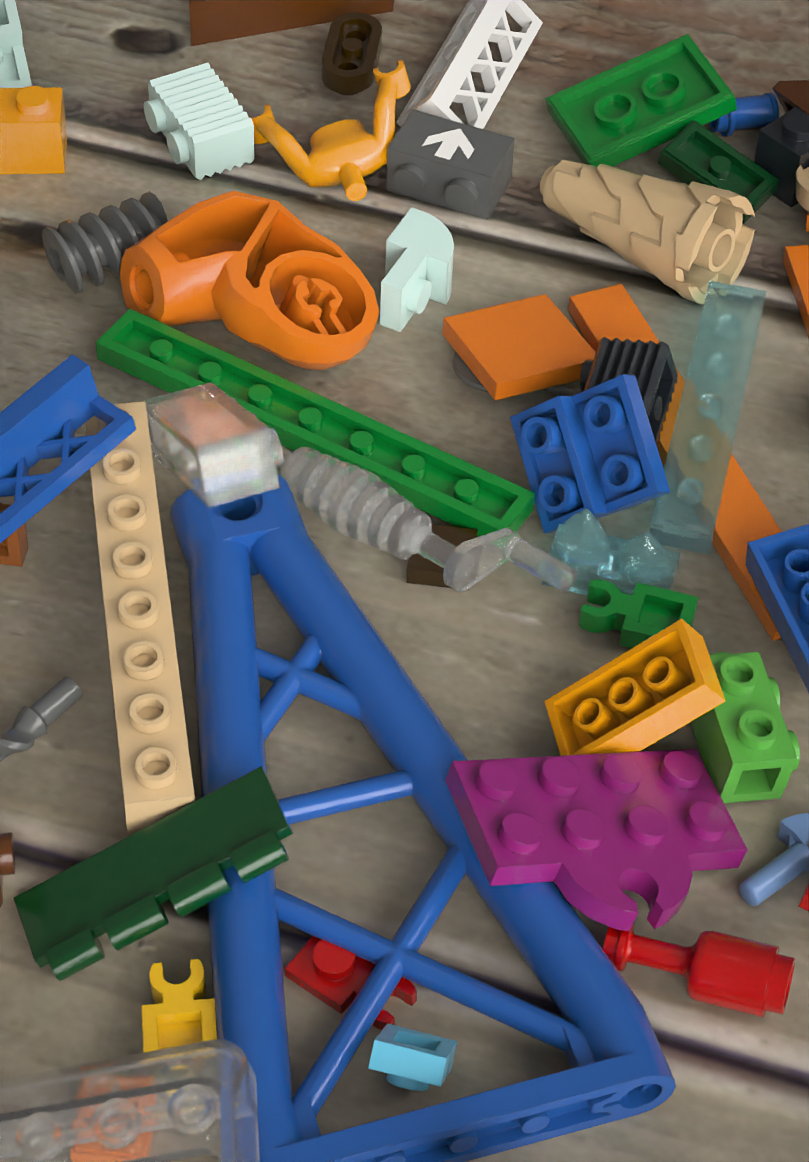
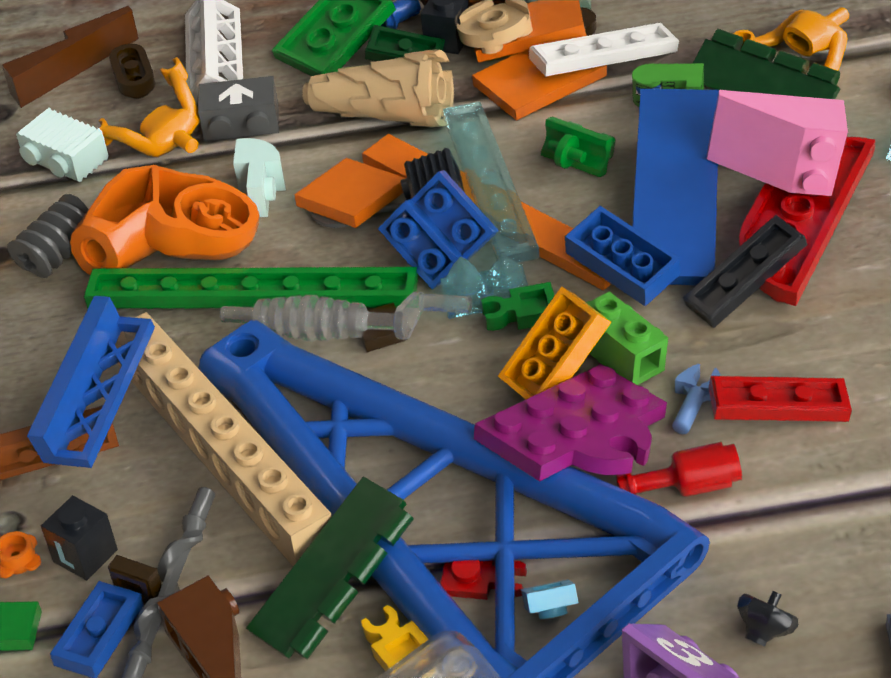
camera: 20 degrees left, 5 degrees down
(213, 444) = (208, 316): clear brick -> none

